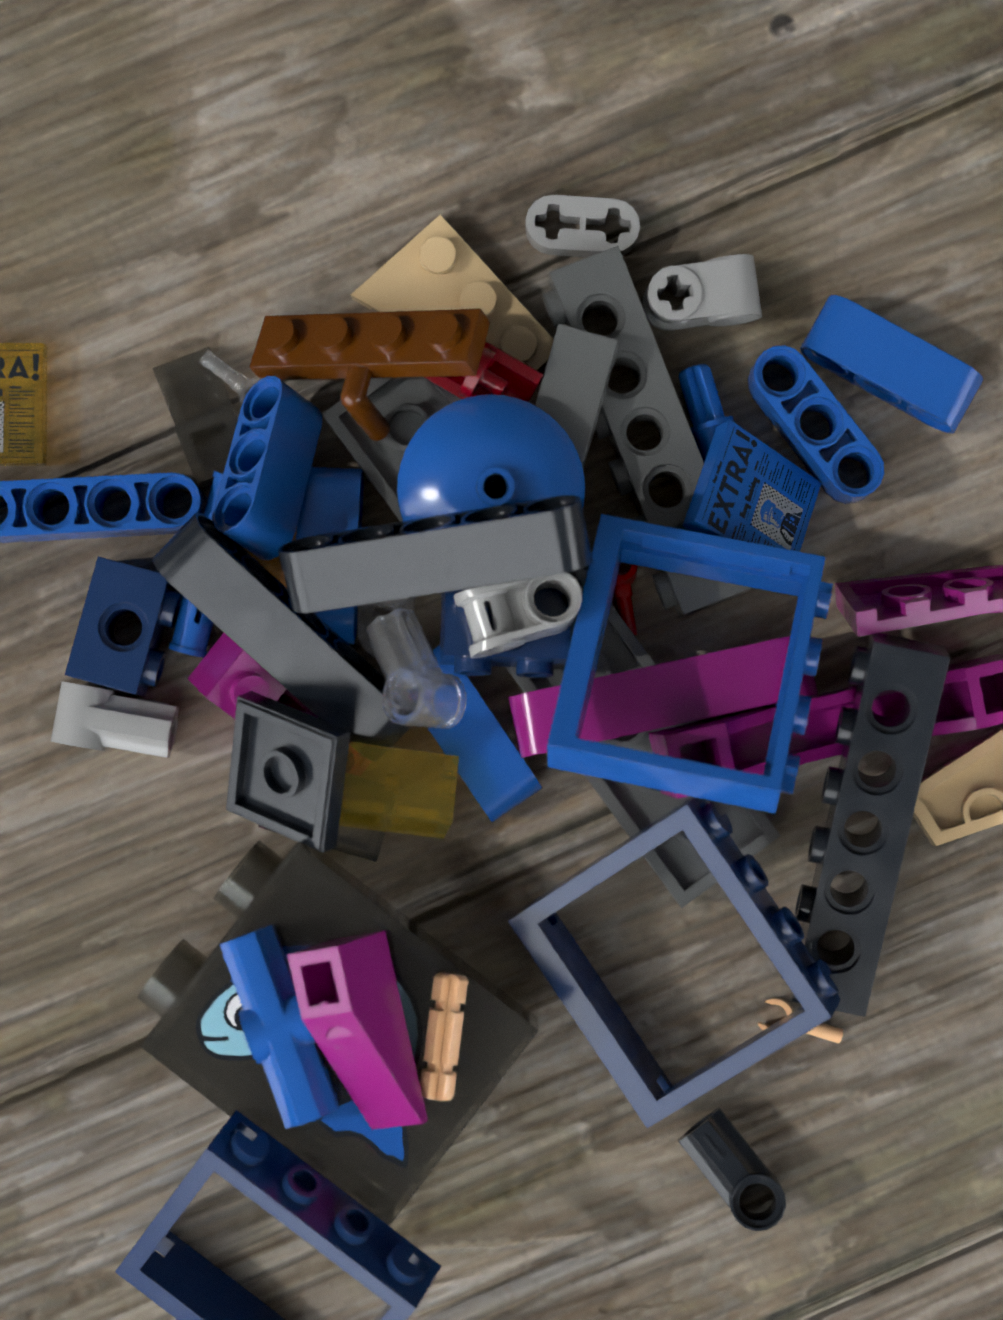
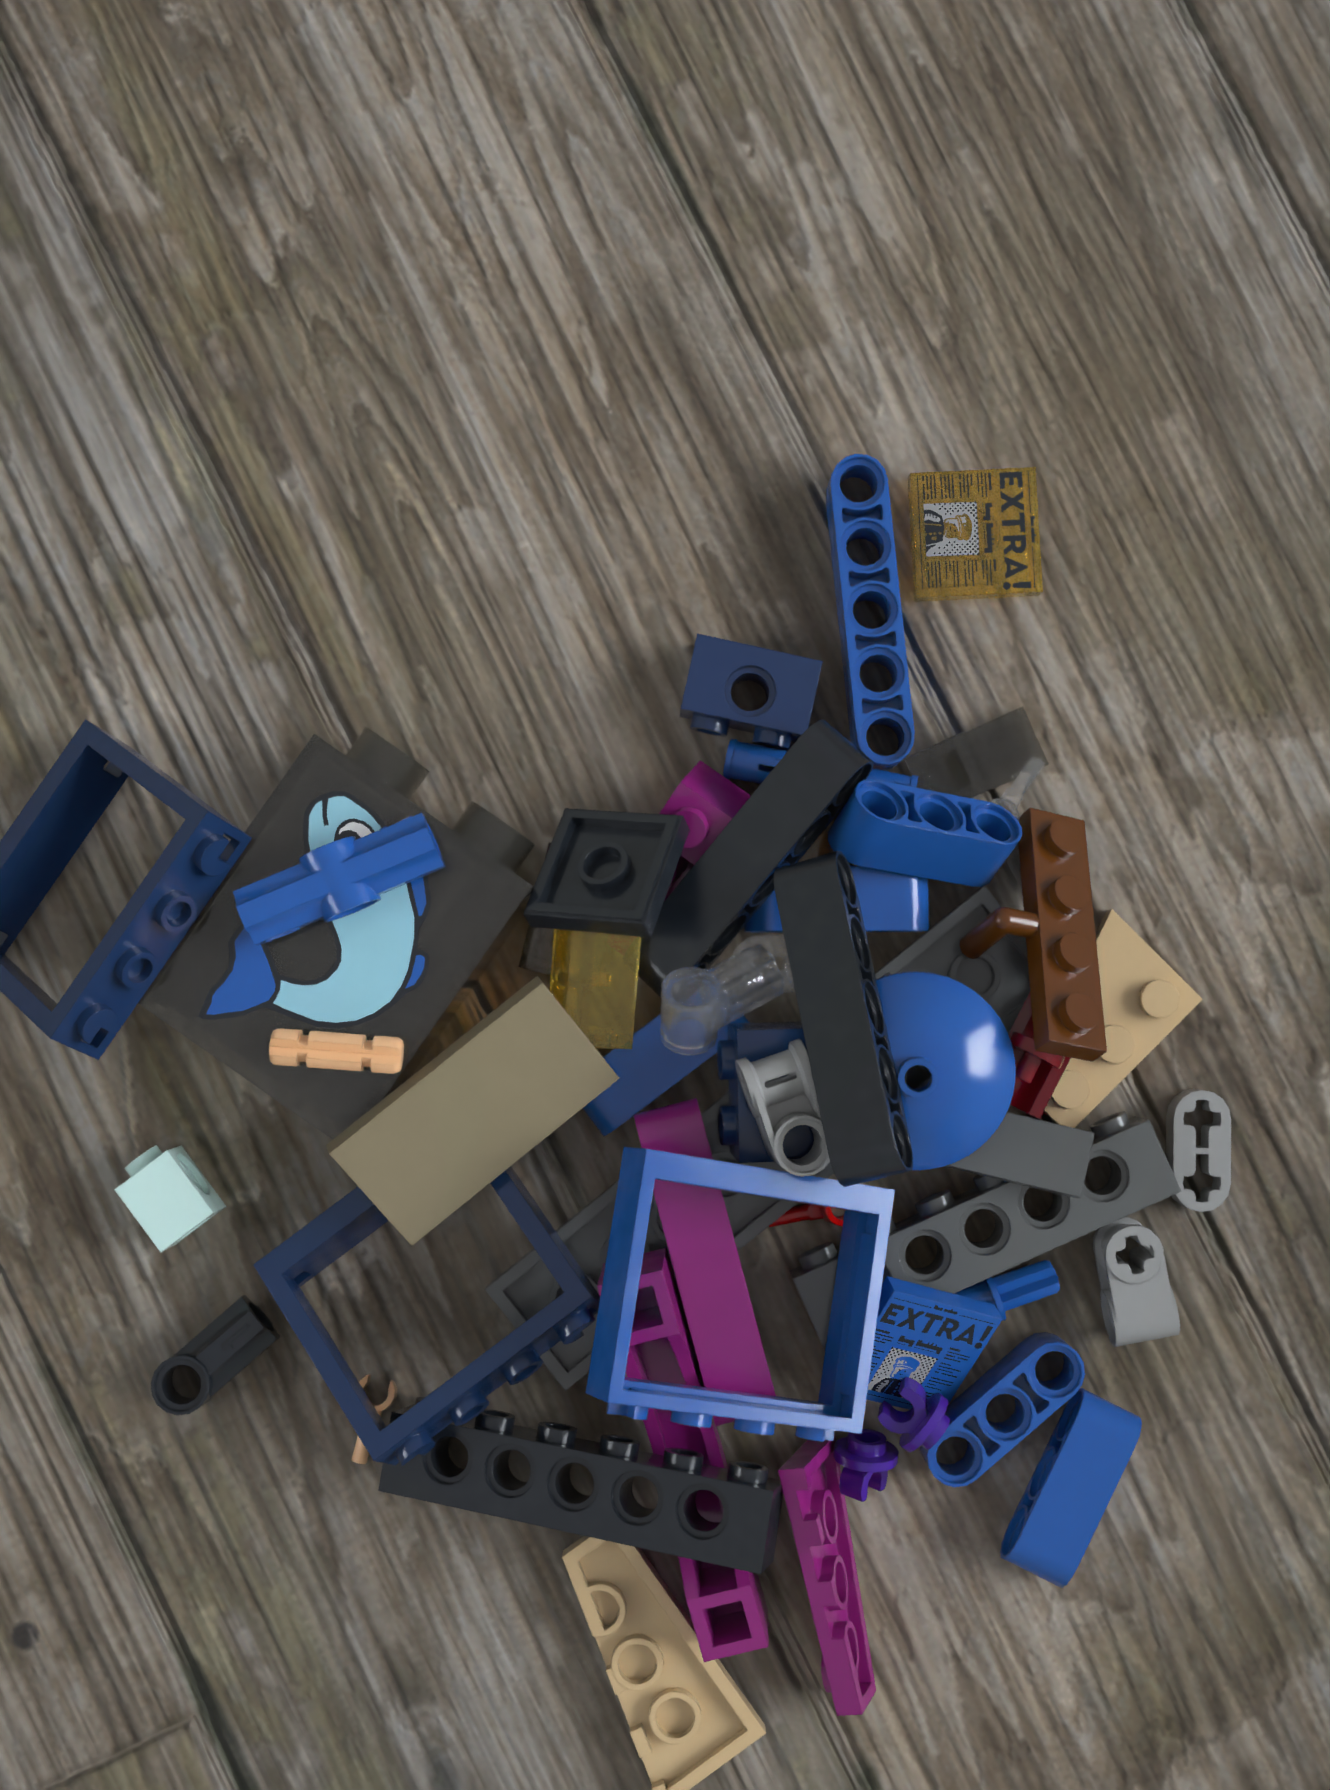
camera: 80 degrees right, 0 degrees up
(99, 719) = (652, 671): light grey piece -> none
(358, 1021) = (343, 963): magenta slope -> none
(508, 909) = (472, 1111): none -> dark tan tile
(579, 1208) = (168, 1195): none -> light aqua brick
(825, 501) = (921, 1424): none -> dark purple plate
(860, 554) = (865, 1462): none -> dark purple plate

